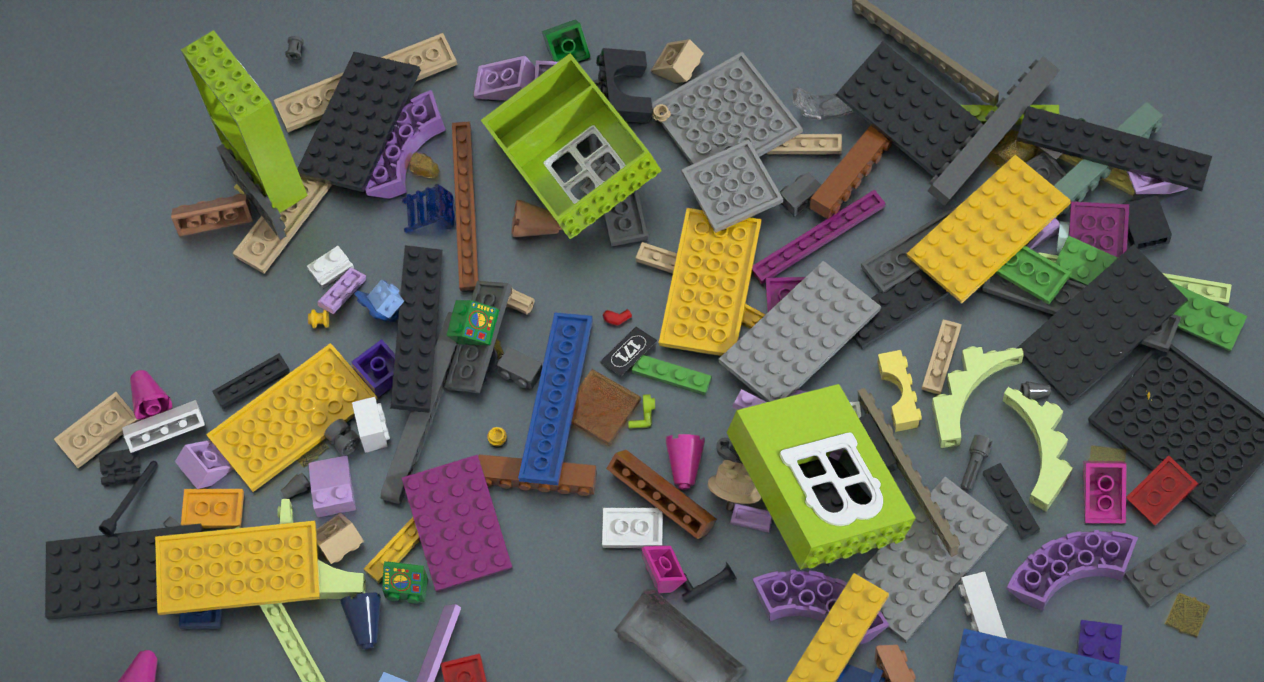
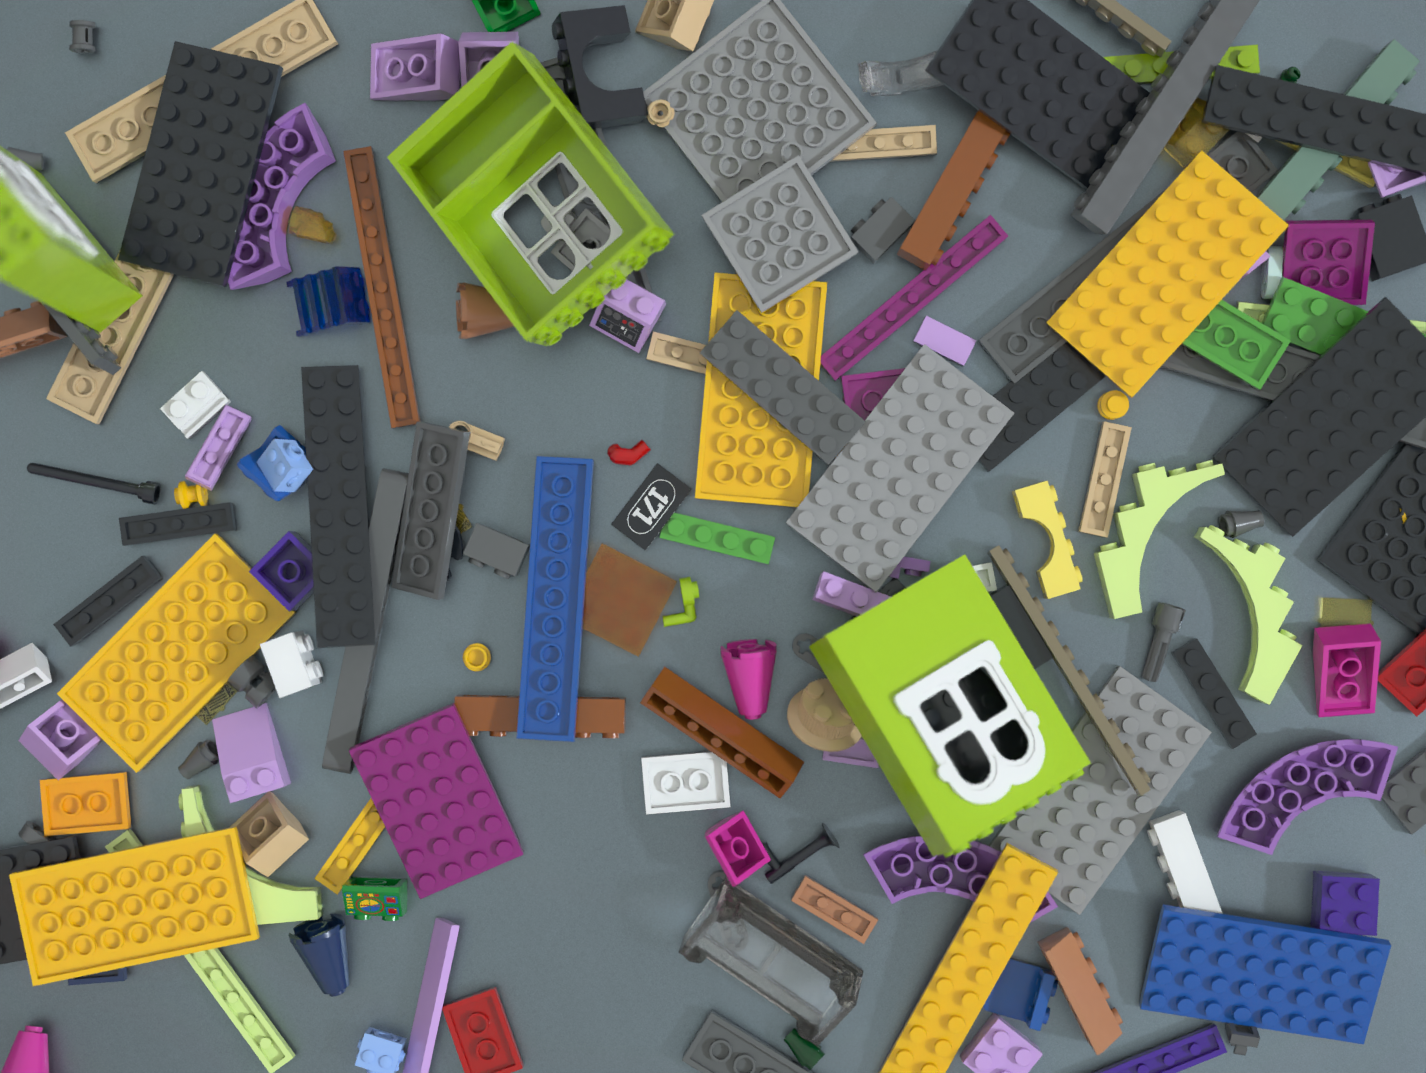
camera: 15 degrees left, 25 degrees up
(289, 315) = (148, 491): none -> black piece
(306, 336) = (177, 524): none -> black plate
(472, 323) = (419, 498): green slope -> none
(626, 226) = (628, 315): none -> lavender slope
(724, 278) = (782, 387): none -> dark grey plate
(729, 621) = (834, 909): none -> nougat plate
(841, 264) = (944, 340): none -> lavender tile
(950, 310) = (1113, 405): none -> yellow wheel

